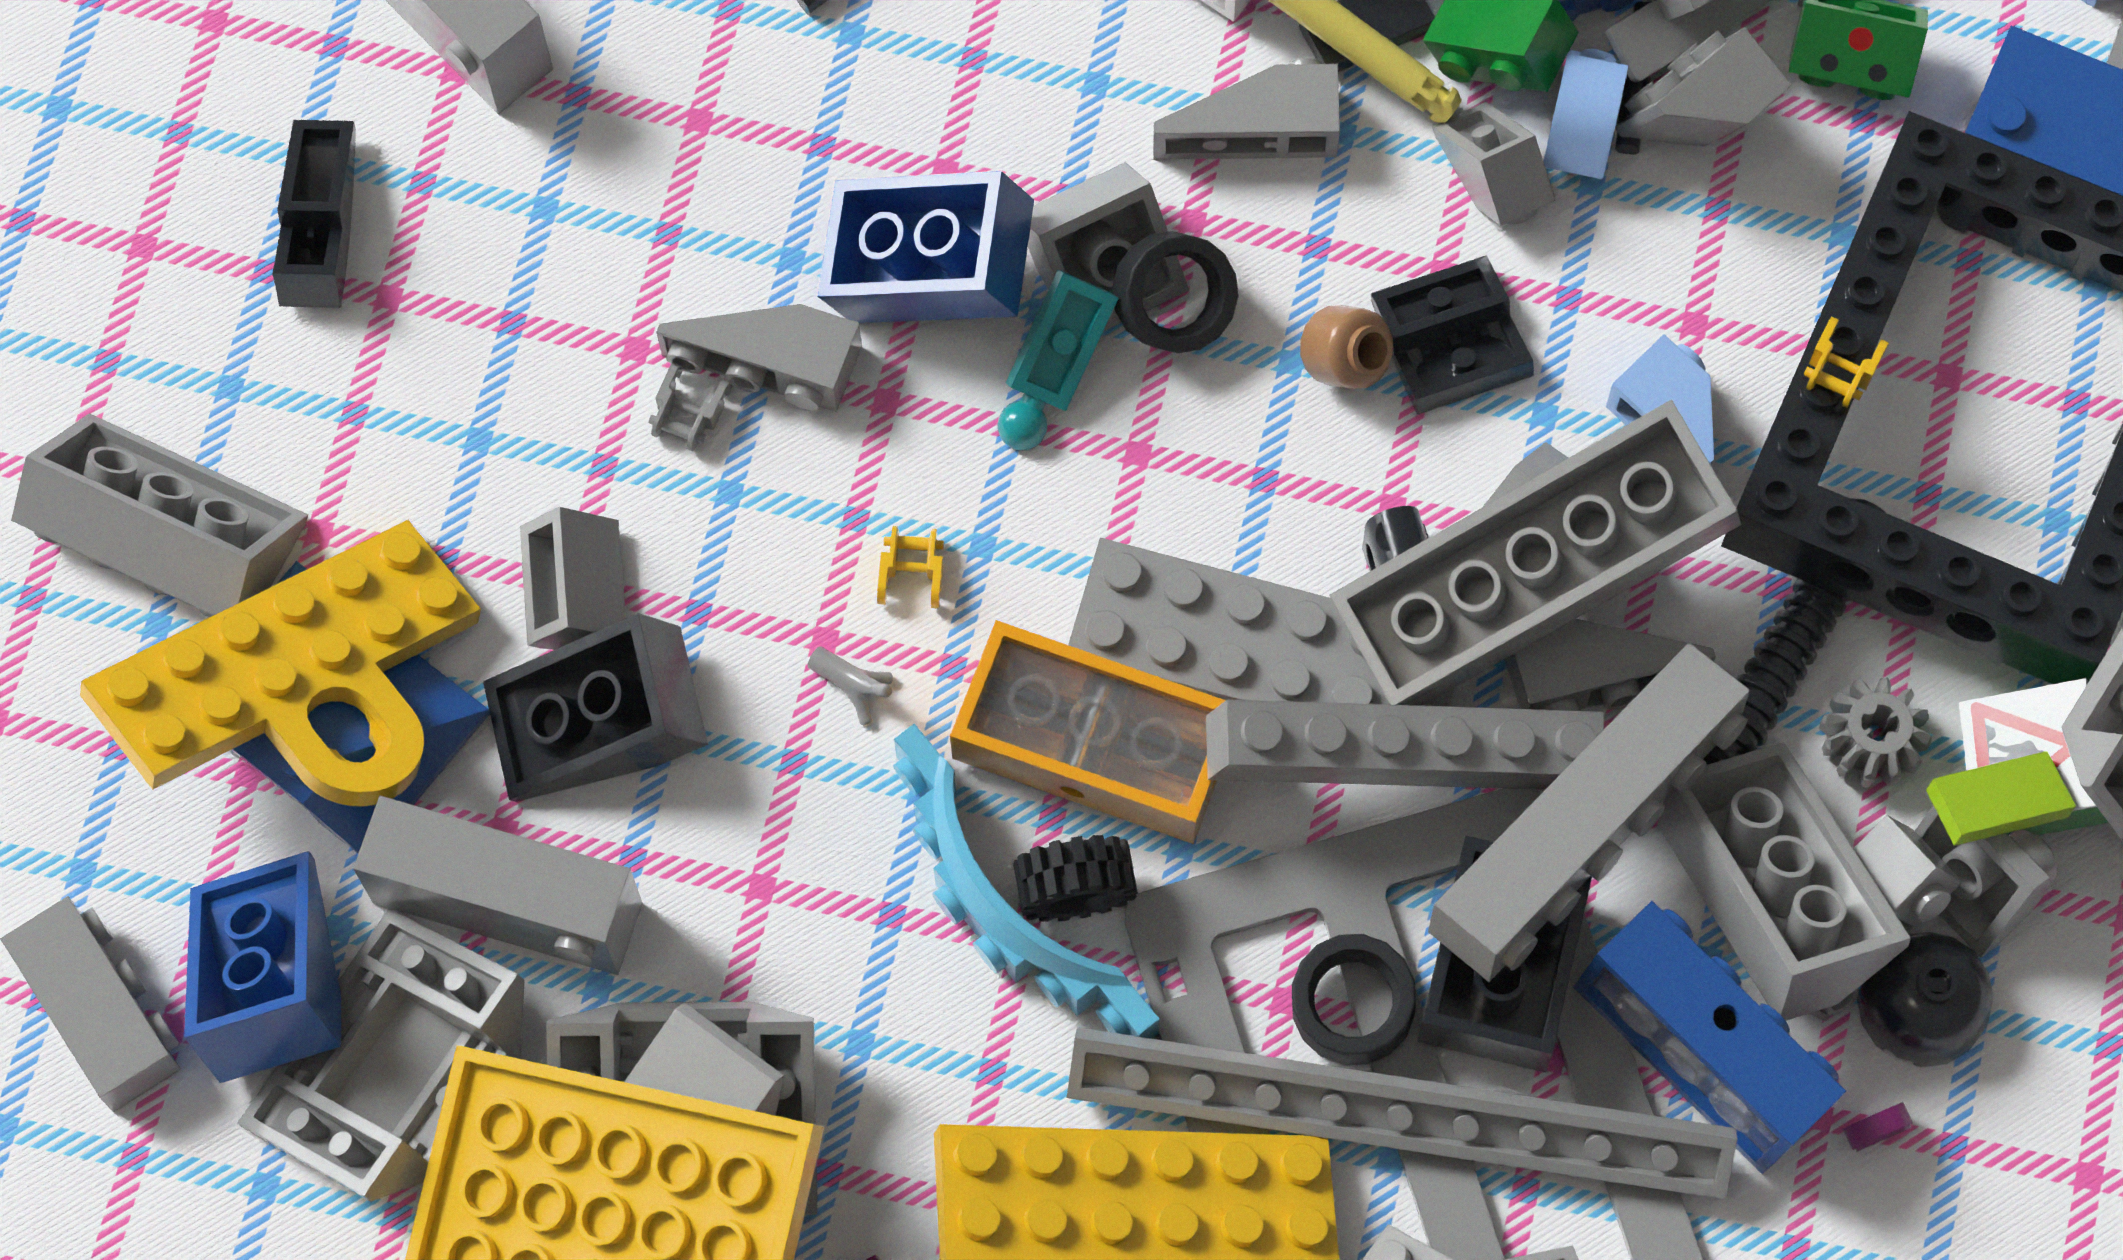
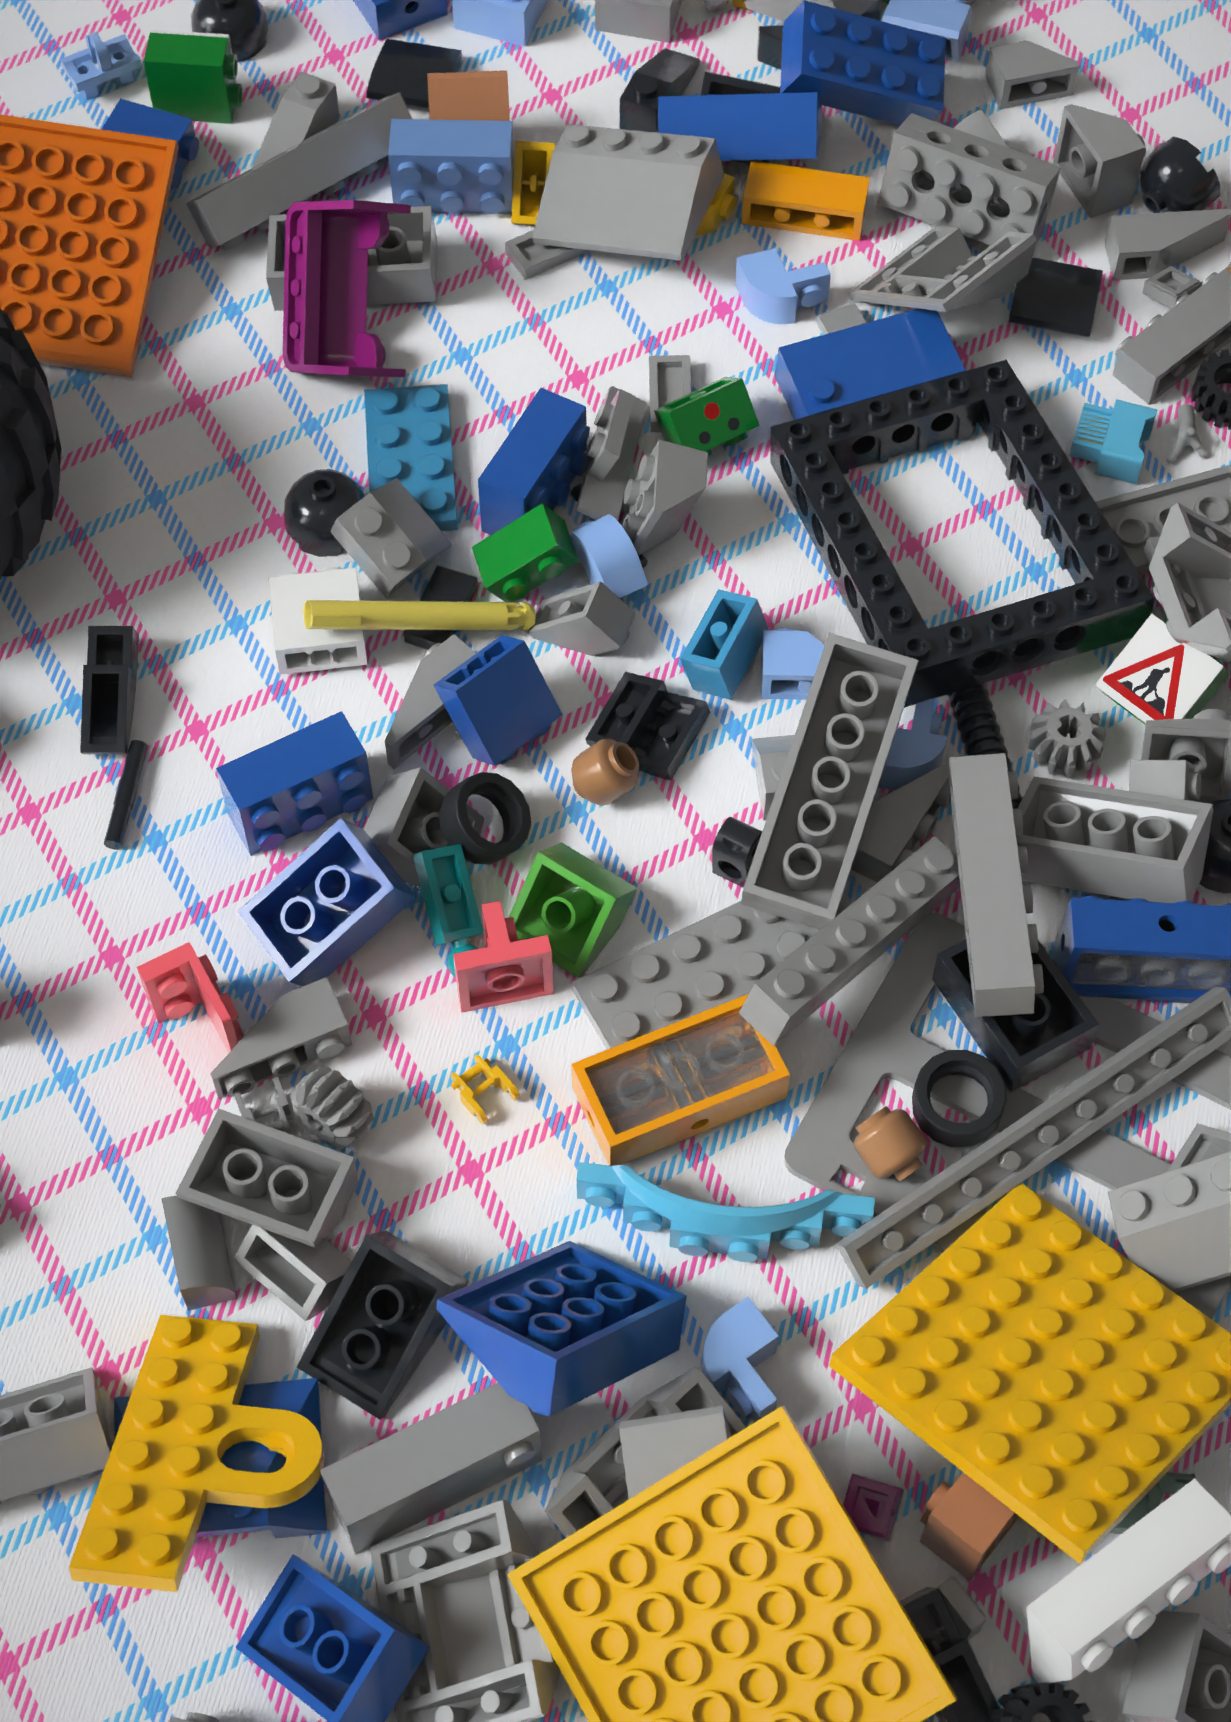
camera: 45 degrees left, 10 degrees down
(495, 488) = (198, 1253): none -> light grey brick
(611, 481) = (270, 1179): none -> light grey slope
(717, 209) = (183, 980): none -> coral bracket
(735, 866) = (565, 1325): none -> blue slope
(741, 459) = (332, 1107): none -> light grey gear
(851, 680) = (512, 1176): light grey bar -> none
(875, 1036) = (731, 1352): none -> light blue brick
(1022, 93) = (296, 783): none -> blue brick
(1039, 463) = (505, 968): none -> coral bracket
(1075, 878) = (751, 1165): black tyre -> none
(1172, 458) = (573, 905): none -> bright green slope
(1234, 981) = (890, 1144): none -> medium nougat head
(1308, 176) = (498, 700): none -> blue brick
(1610, 314) = (724, 644): none -> dark azure brick
(1694, 609) = (915, 750): none -> light blue brick
(1823, 354) = (866, 564): yellow piece -> none
(2000, 798) = (1176, 702): lime tile -> none

